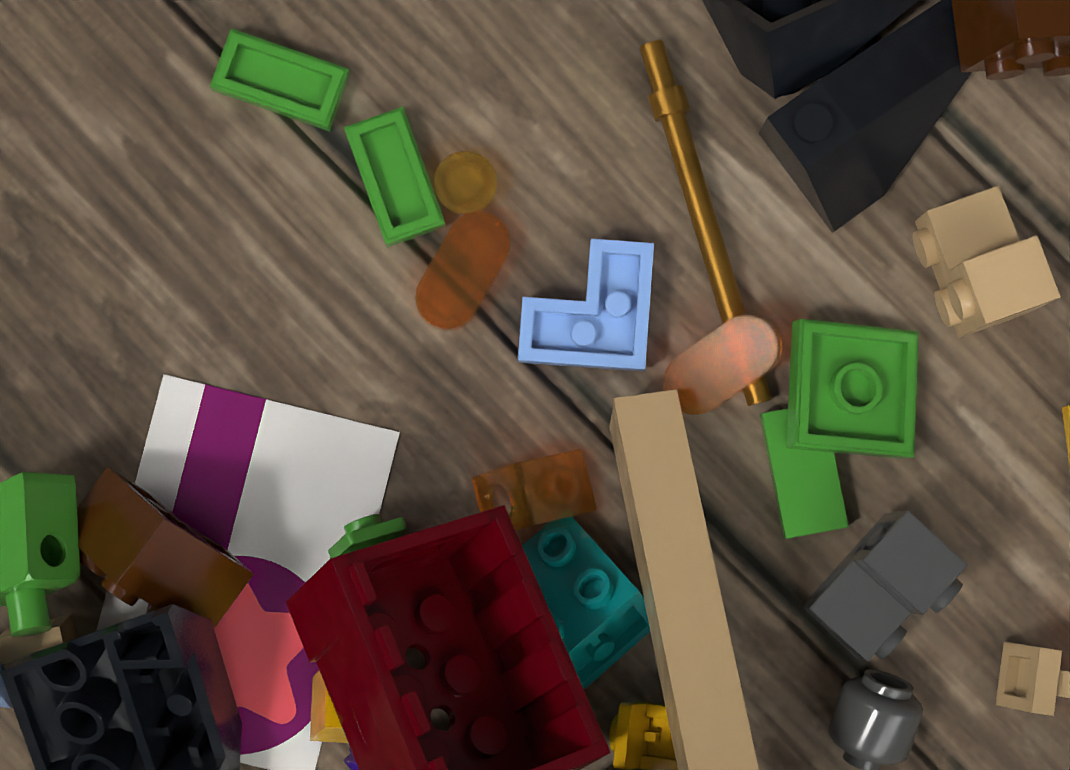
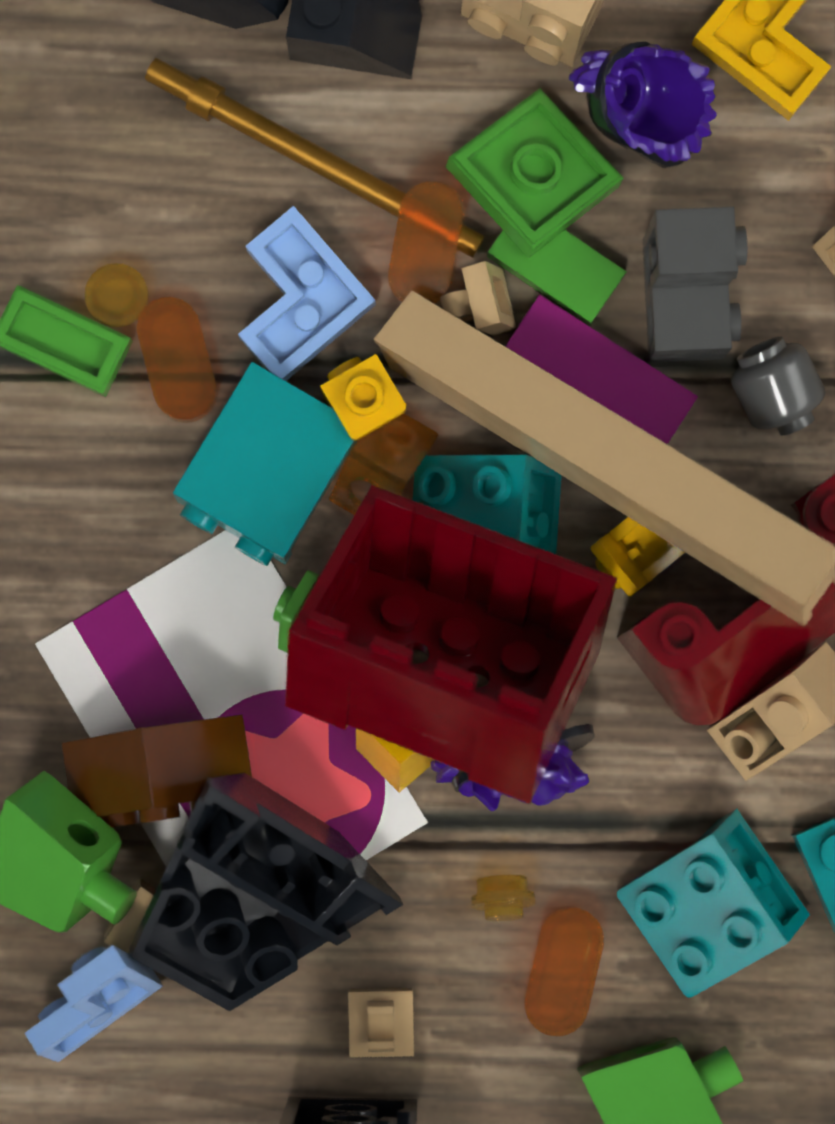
camera: 45 degrees left, 0 degrees up
(448, 411) = (264, 466): none -> teal panel
(565, 431) = (362, 396): none -> yellow bracket
(722, 446) = (483, 300): none -> tan tile
(757, 582) = (601, 369): none -> magenta tile
(987, 419) = (648, 100): none -> dark purple hair

